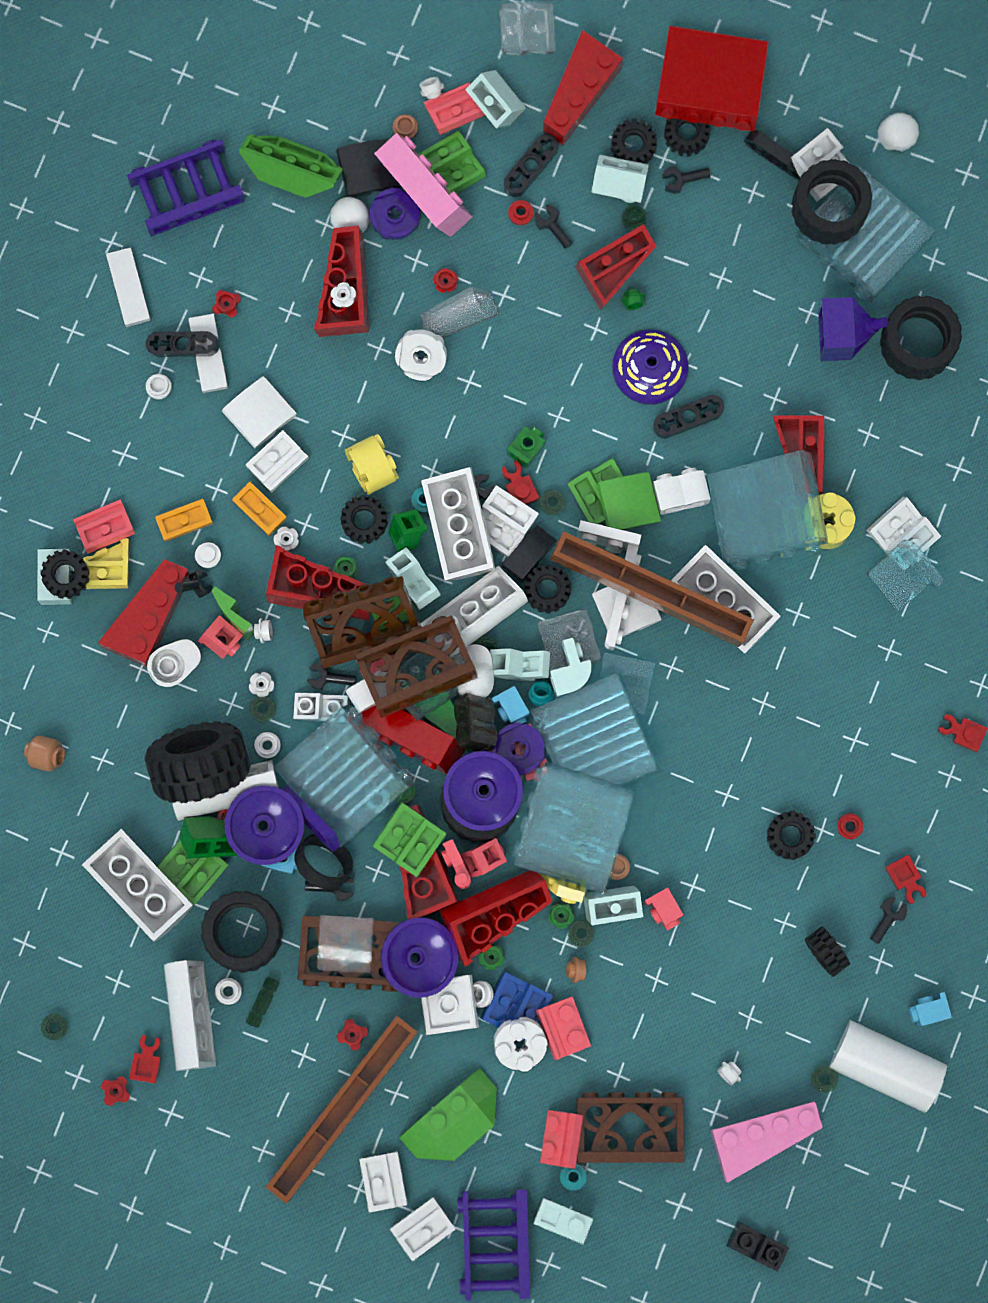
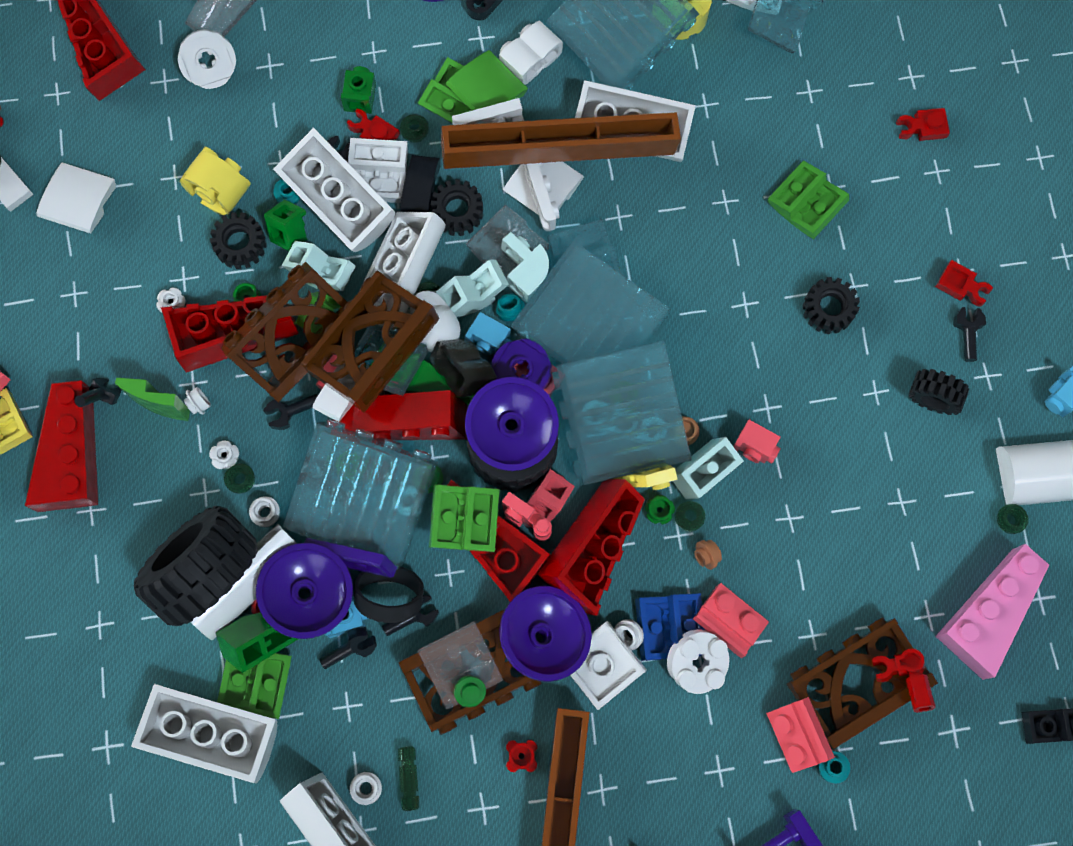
camera: 30 degrees left, 5 degrees down
(44, 753) = (31, 653): nougat head -> none
(173, 662) = (118, 482): white piece -> none
(183, 520) = (55, 339): light orange plate -> none
(207, 555) = (98, 360): white plate -> none
(215, 914) = (306, 708): black tyre -> none
(221, 630) = (156, 431): coral brick -> none
(259, 509) = (126, 287): light orange plate -> none
(277, 461) = (119, 233): white plate -> none
(281, 883) = (355, 644): none -> black bar
(317, 706) = (291, 445): white slope -> none
(341, 966) = (469, 691): none -> green plate
(343, 301) = (99, 43): white plate -> none
(455, 1121) = (680, 783): bright green wedge -> none
(498, 959) = (623, 589): green plate -> none
(563, 1220) = (854, 820): light aqua brick -> none
(672, 1137) = (912, 664): none -> red bar
(729, 1072) = (919, 566): white plate -> none
(829, 740) = (808, 199): none -> bright green slope
(858, 826) = (882, 259): red plate -> none

